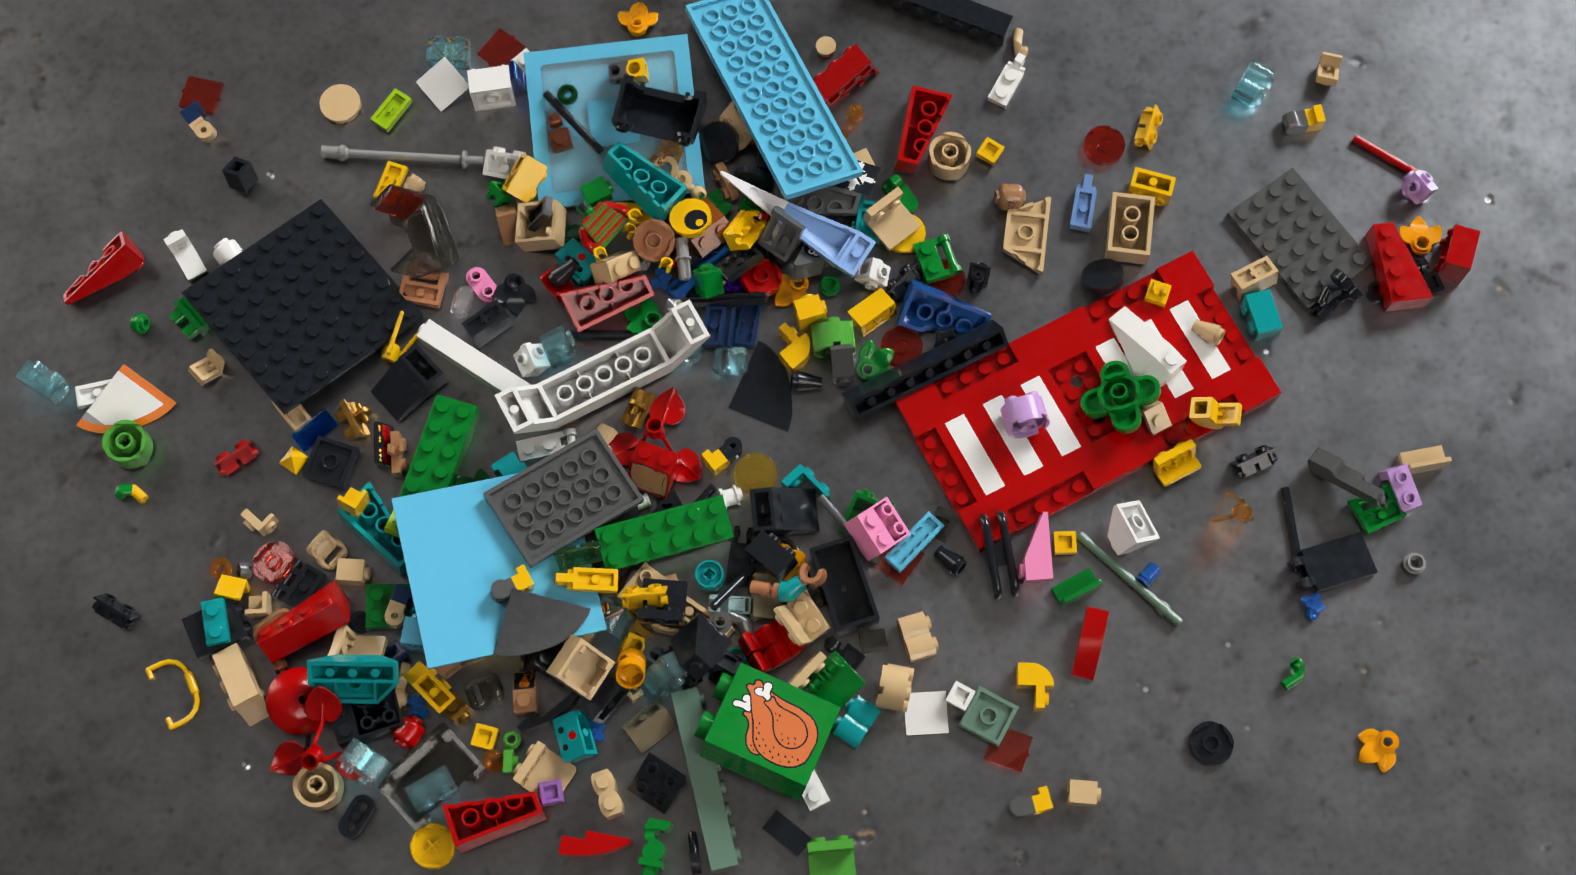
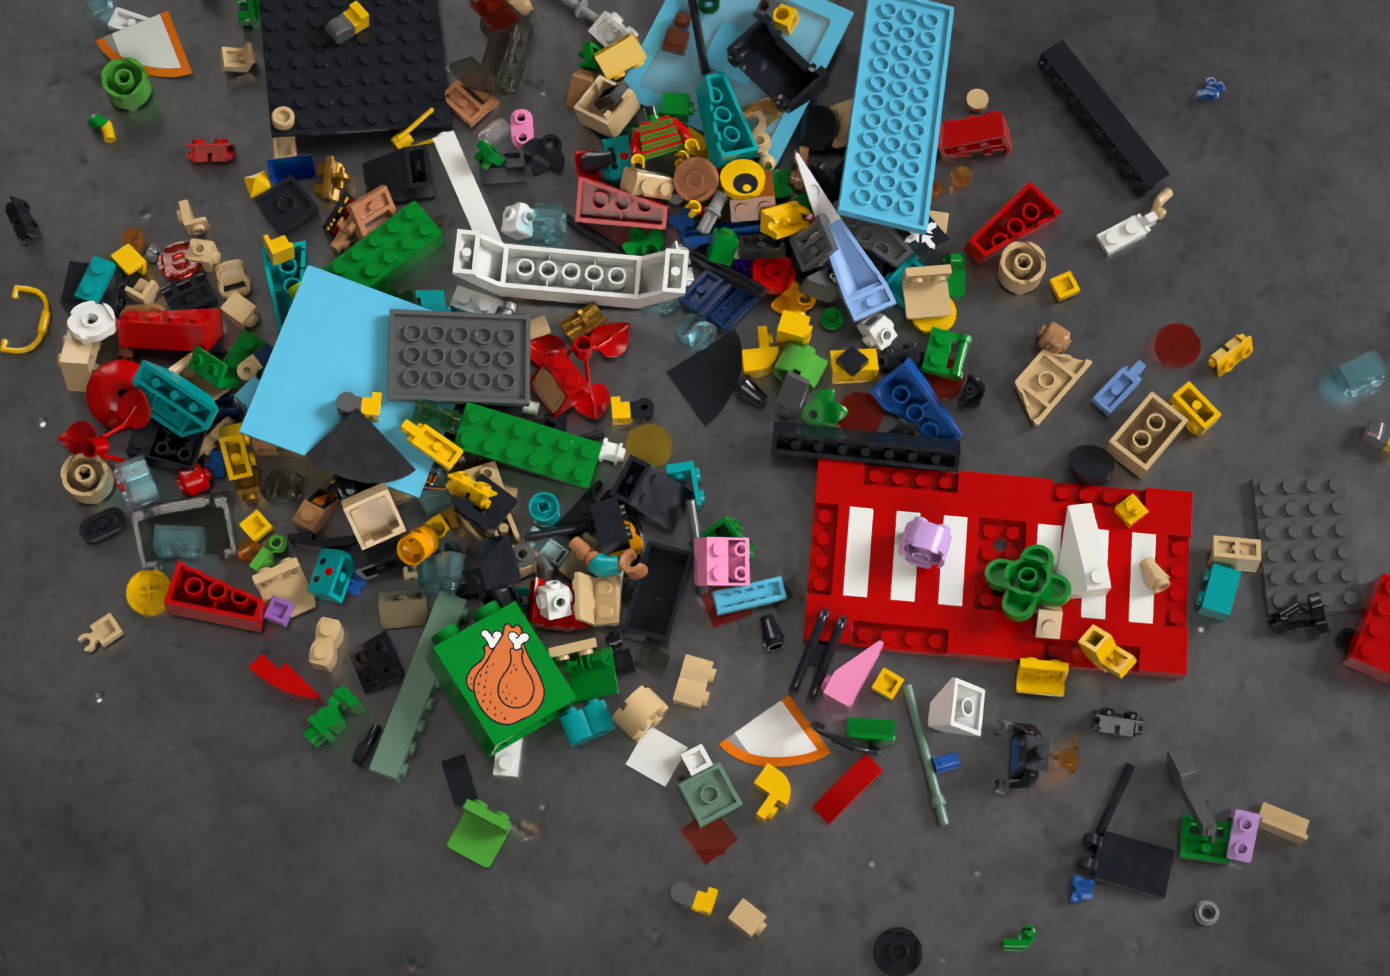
camera: 30 degrees right, 0 degrees up
(242, 667) = (94, 332): none -> white plate
(284, 393) = (283, 118): none -> tan tile
(285, 283) = (348, 23): none -> leg
(289, 543) = (204, 253): none -> tan bracket
(365, 633) = (212, 369): none -> green bracket
(404, 423) = (370, 207): none -> nougat plate
(472, 319) = (489, 154): none -> green tile
(771, 642) = (554, 600): none -> white brick
(871, 308) = (852, 361): none -> black tile
(1008, 639) = (777, 737): none -> white sticker
(1062, 609) = (844, 742): none -> black piece
(1208, 530) = (1028, 757): none -> black torso

